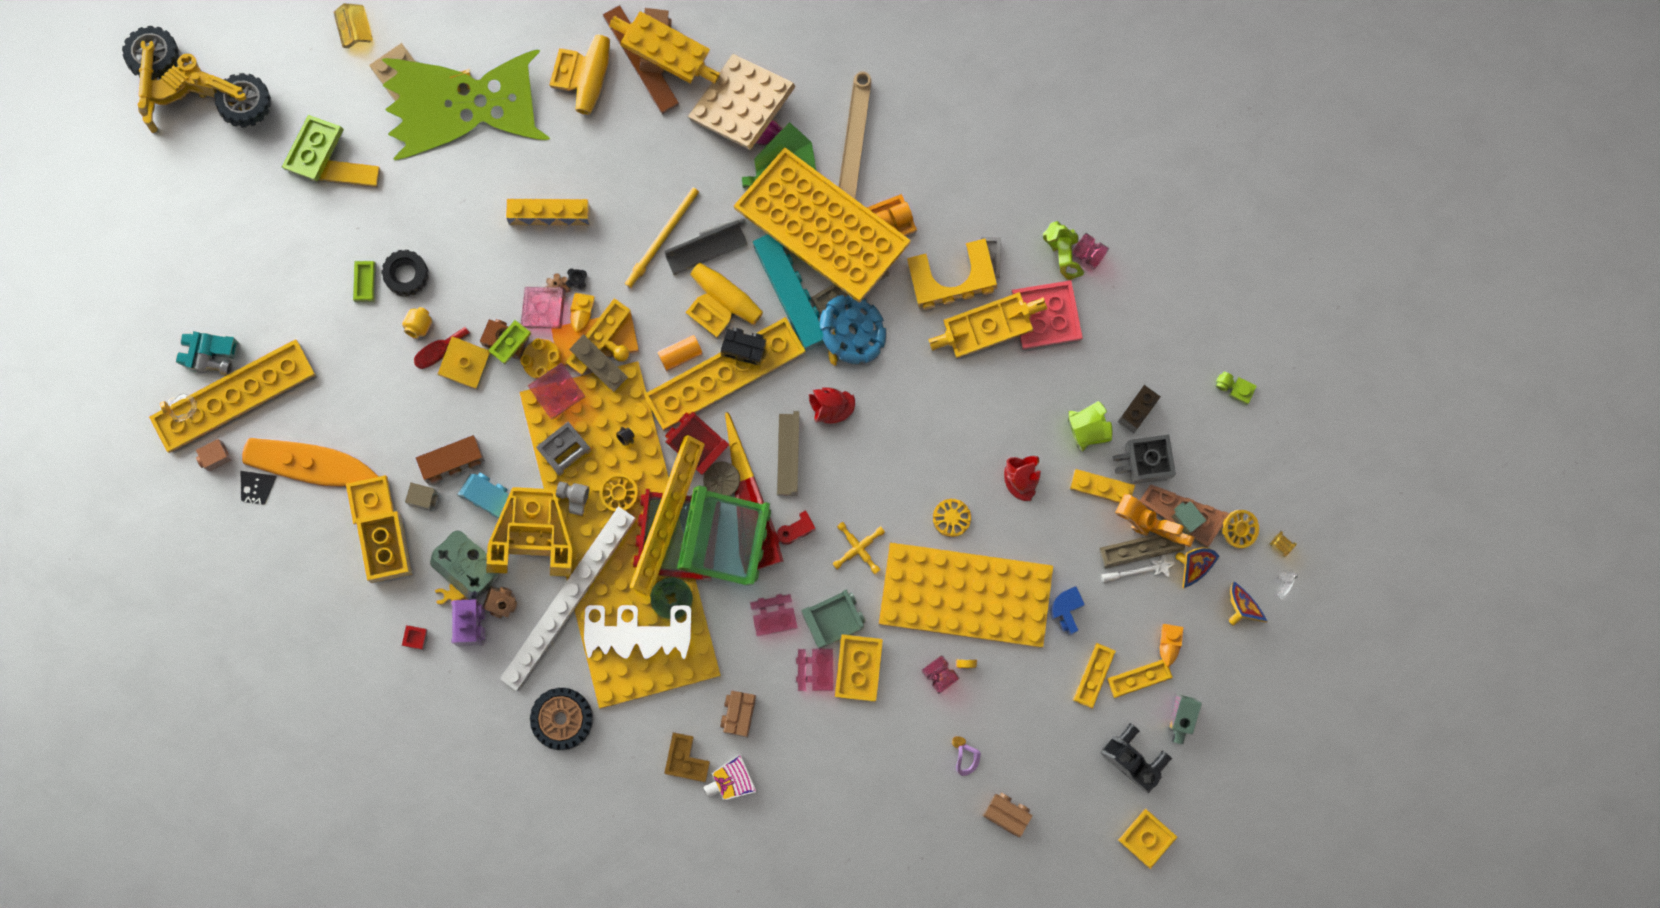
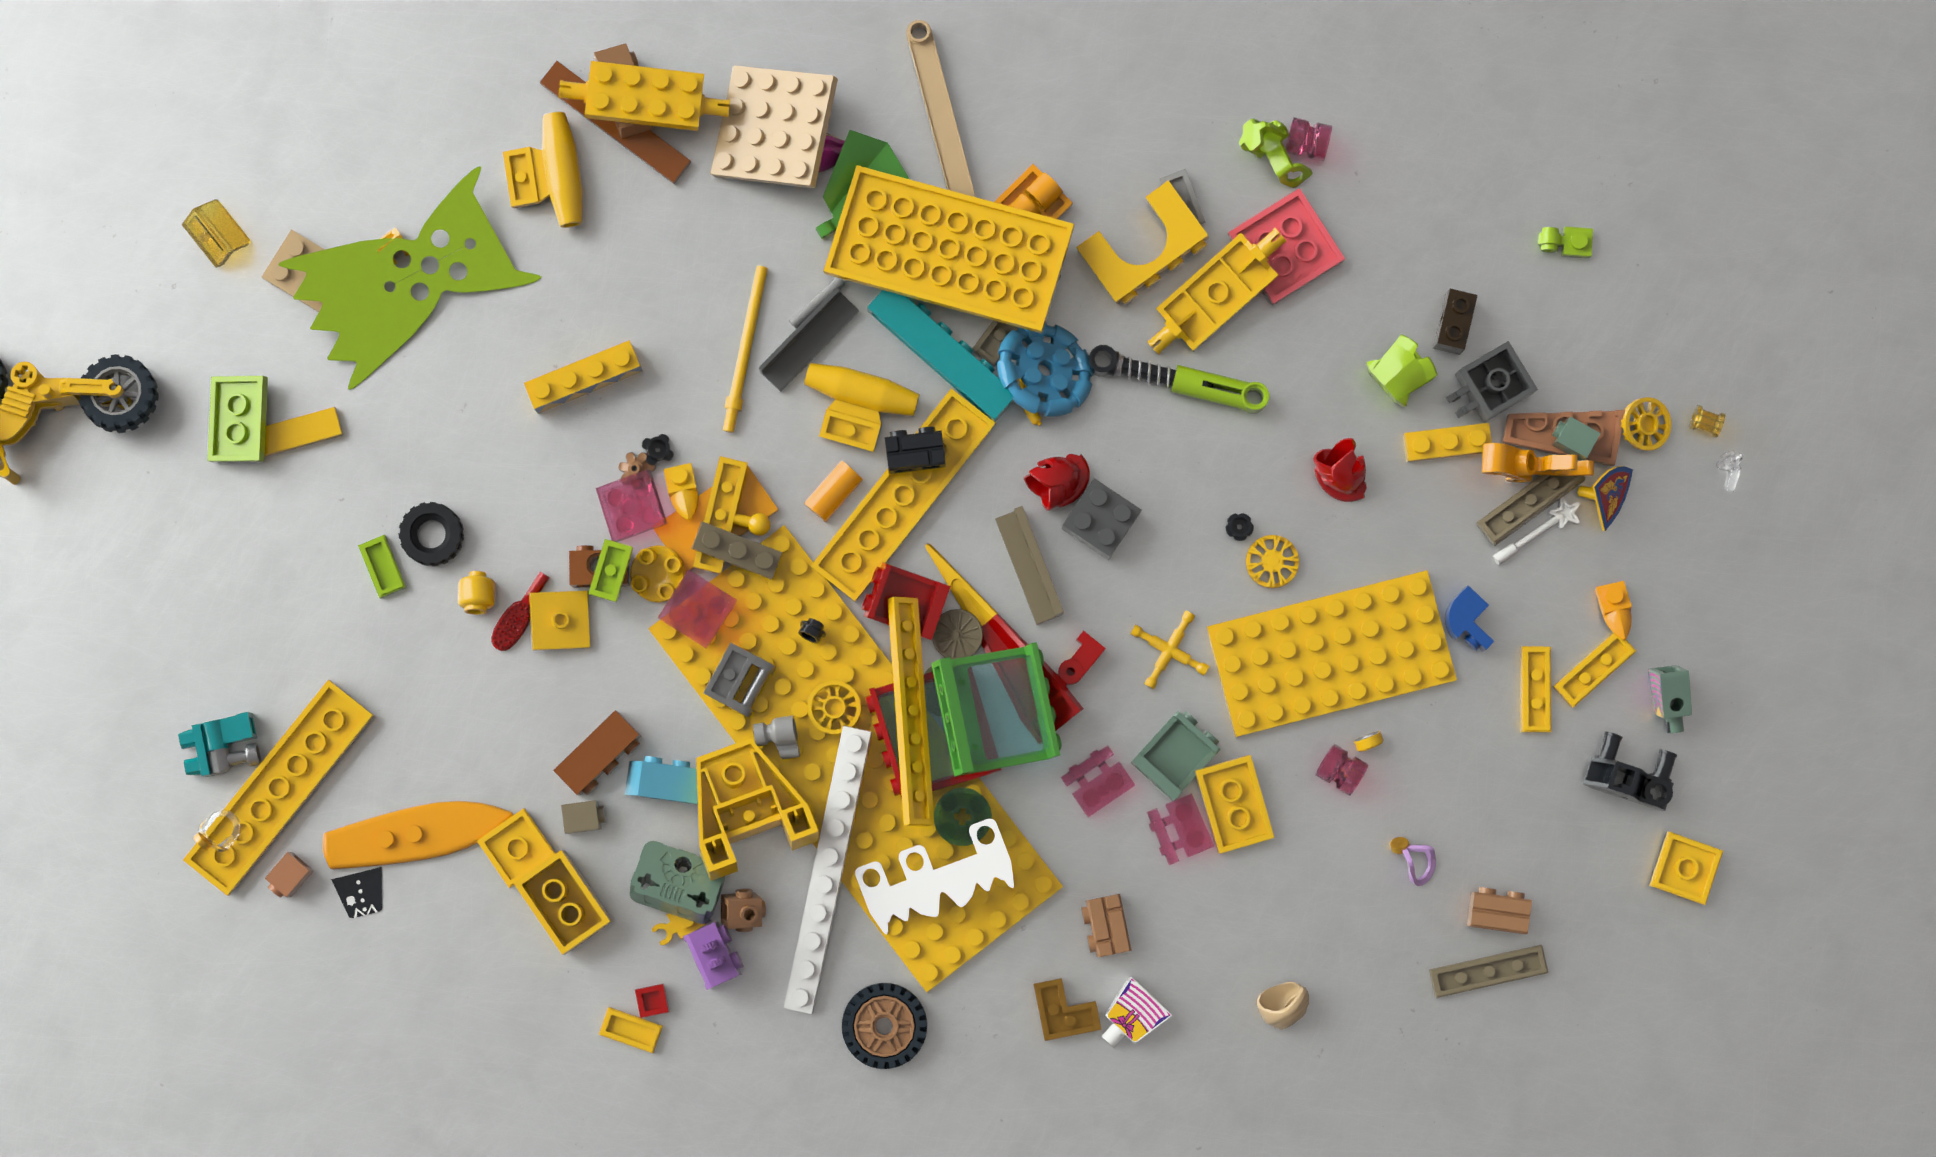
camera: 20 degrees left, 5 degrees up
(392, 651) = (630, 1030): none -> yellow tile
(835, 816) = (1283, 1004): none -> tan hair
(849, 442) = (1101, 519): none -> dark grey brick
(941, 374) = (1183, 380): none -> piece
(944, 485) = (1239, 534): none -> black plate
(984, 852) = (1488, 971): none -> dark tan tile
(1244, 606) = (1690, 521): shield -> none

